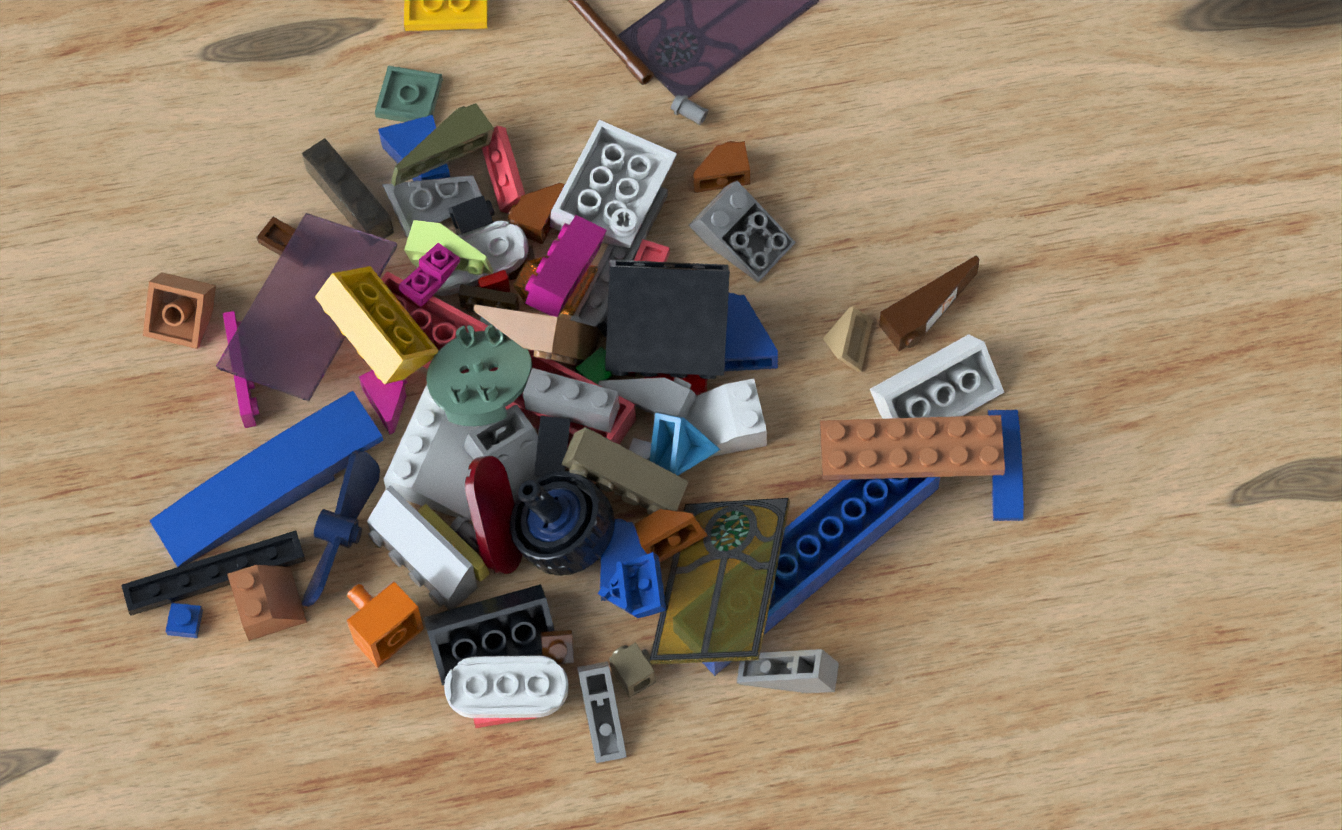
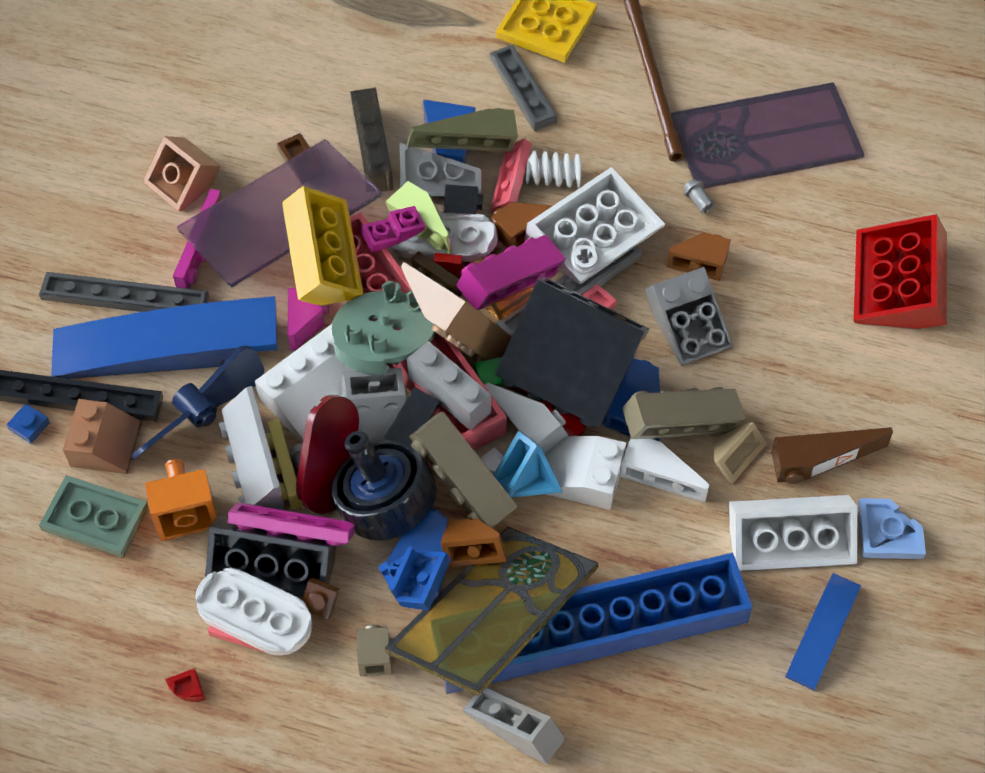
camera: 25 degrees right, 5 degrees down
(192, 456) = (116, 293): none -> dark grey tile
(304, 674) = (94, 516): none -> sand green plate
(408, 94) = (469, 86): sand green tile -> none
(461, 71) = (523, 87): none -> dark grey tile
(482, 781) = (186, 686): none -> red tile
(491, 594) = (280, 522): none -> dark pink plate
(540, 143) = (554, 169): none -> white piece
(602, 712) = (325, 675): light grey slope -> none
(789, 327) = (683, 413): none -> dark tan brick
(791, 386) = (657, 466): none -> white slope
(911, 104) = (902, 274): none -> red slope
(912, 447) = (737, 571): nougat plate -> none
(1017, 350) = (888, 532): none -> light blue plate

